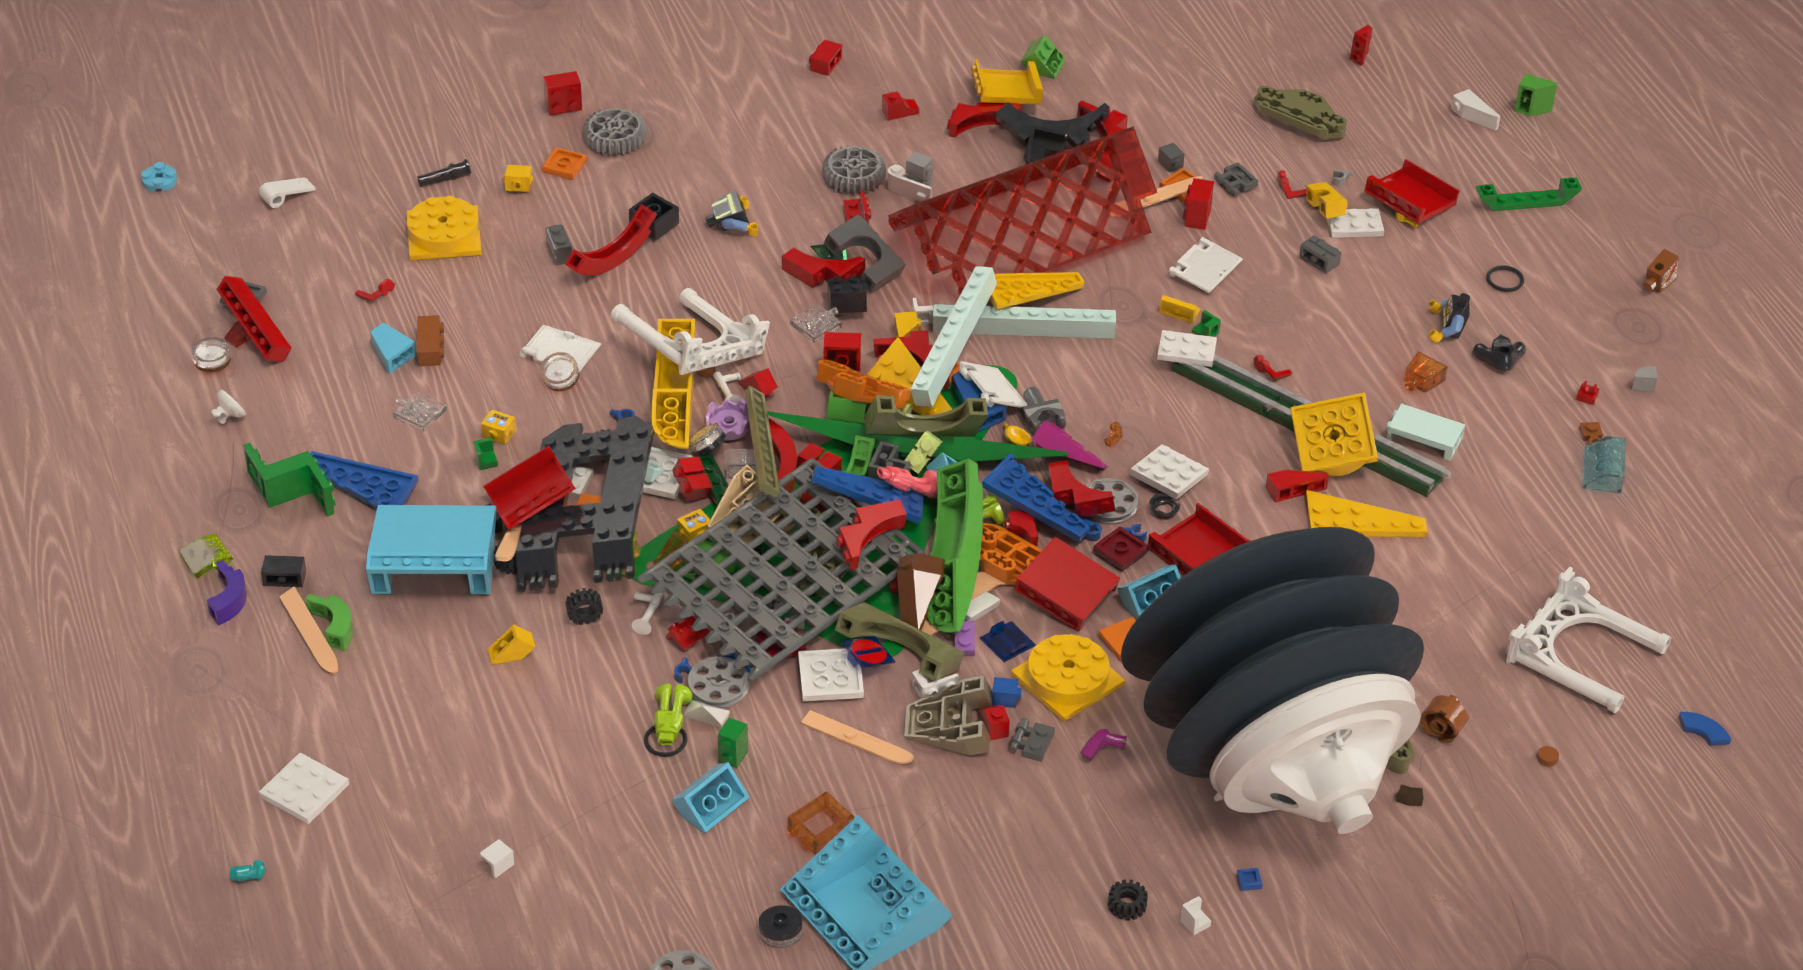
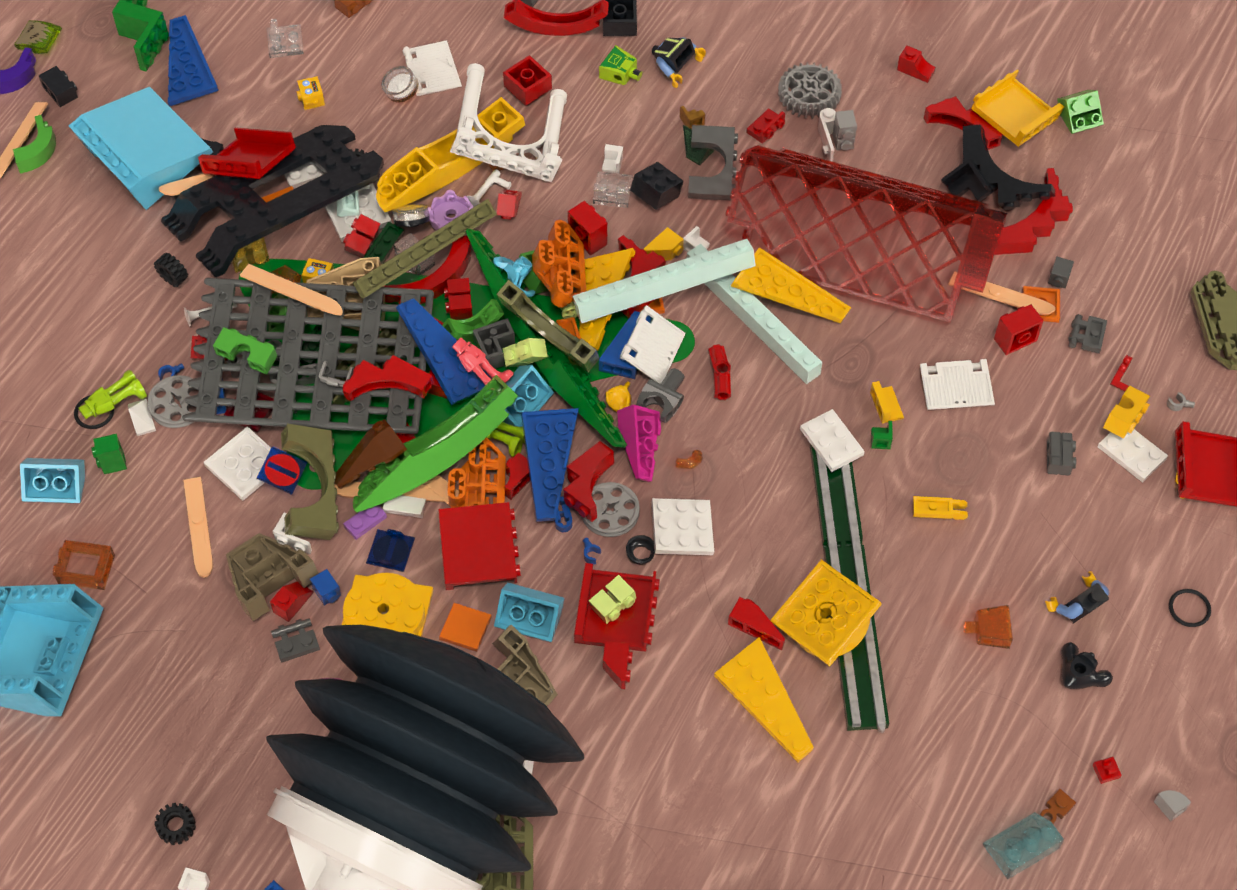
camera: 50 degrees right, 15 degrees up
(485, 454) = (275, 105): green panel -> none
(511, 645) = (100, 259): yellow slope -> none
(622, 413) = (396, 149): blue piece -> none
(652, 300) = (527, 80): none -> red brick
(701, 248) = (619, 67): none -> lime torso
(715, 531) = (291, 290): none -> light nougat piece
(756, 585) = (231, 343): none -> bright green arch
(787, 305) = (613, 159): none -> white panel
(802, 244) = (692, 117): none -> pearl gold panel
(816, 270) = (670, 149): red arch -> none
(828, 565) = (332, 381): none -> light grey piece
(841, 410) = (515, 270): none -> medium azure piece
(1056, 369) = (719, 363): none -> red piece
(1121, 548) = (561, 554): dark red plate -> none
(1195, 538) = (603, 602): none -> yellowish green piece
(1264, 366) = (877, 508): red piece -> none
(1297, 338) = (939, 508): none -> yellow hinge
(1426, 429) = (920, 676): light aqua panel -> none

